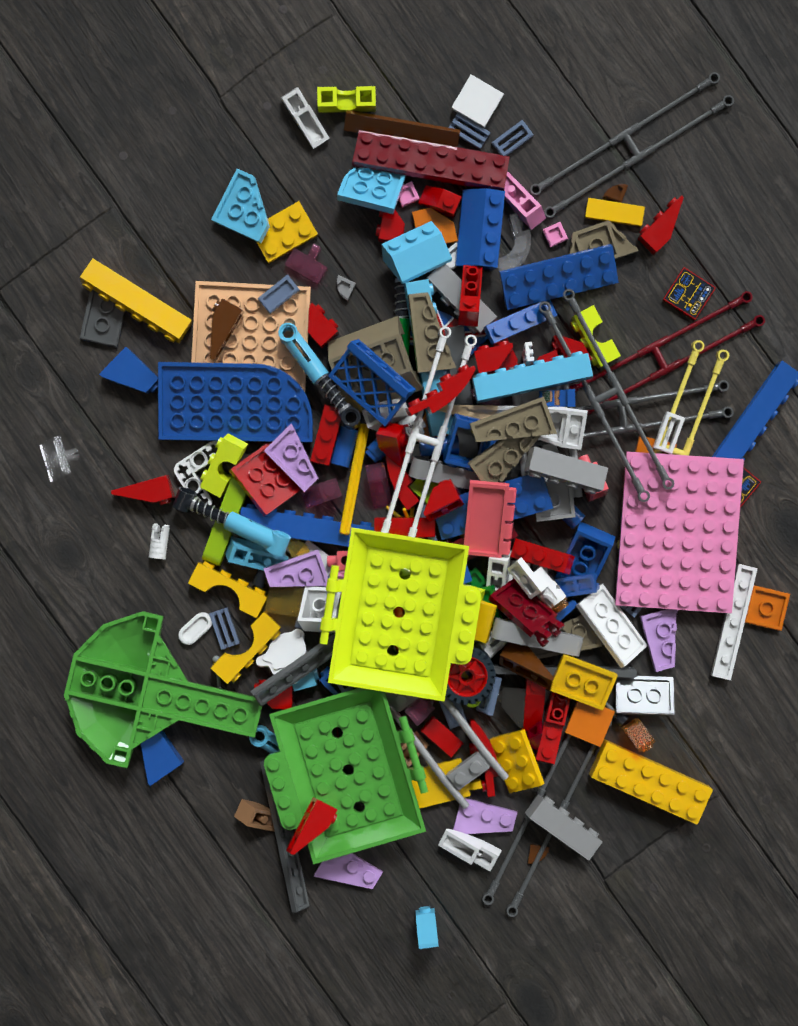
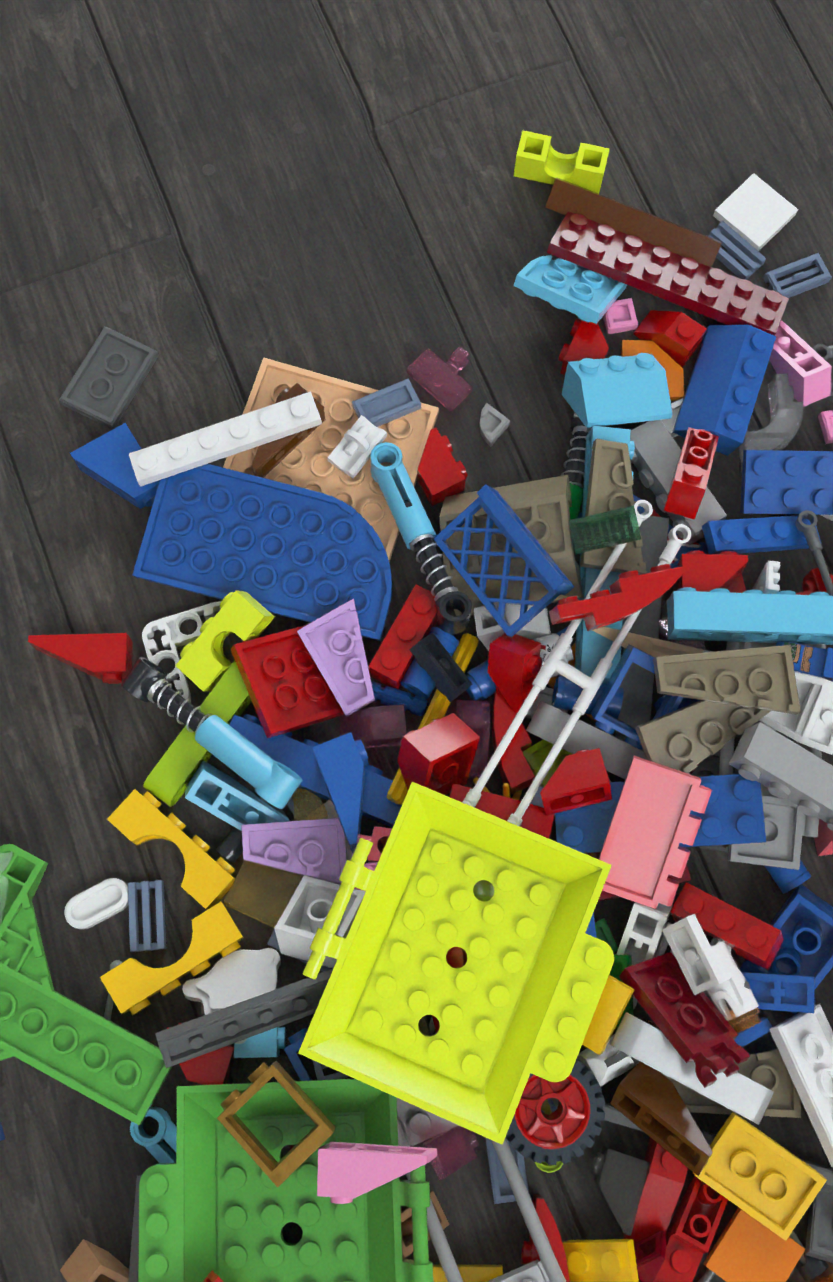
camera: 15 degrees right, 15 degrees down
(136, 301) = (159, 360): yellow brick -> none
(158, 546) = (82, 741): white hinge -> none
(190, 345) = (225, 439): none -> white plate
(243, 208) = (365, 273): medium azure plate -> none
(268, 328) = (356, 446): none -> white hips
(287, 231) = (417, 322): yellow plate -> none
(305, 117) = (491, 175): white slope -> none
(314, 532) = (343, 772): none -> blue slope
(331, 472) = (392, 696): none -> blue axle
(341, 731) = (281, 1170): none -> pearl gold window
(351, 451) = (441, 667): none -> black plate
(362, 504) = (438, 754): none -> red slope
(372, 731) = (357, 1168): none -> bright pink slope
(425, 351) = (604, 529): none -> clear green tile
(441, 736) = (477, 1215): red slope -> none
(488, 703) = (579, 1168): sand blue tile -> none

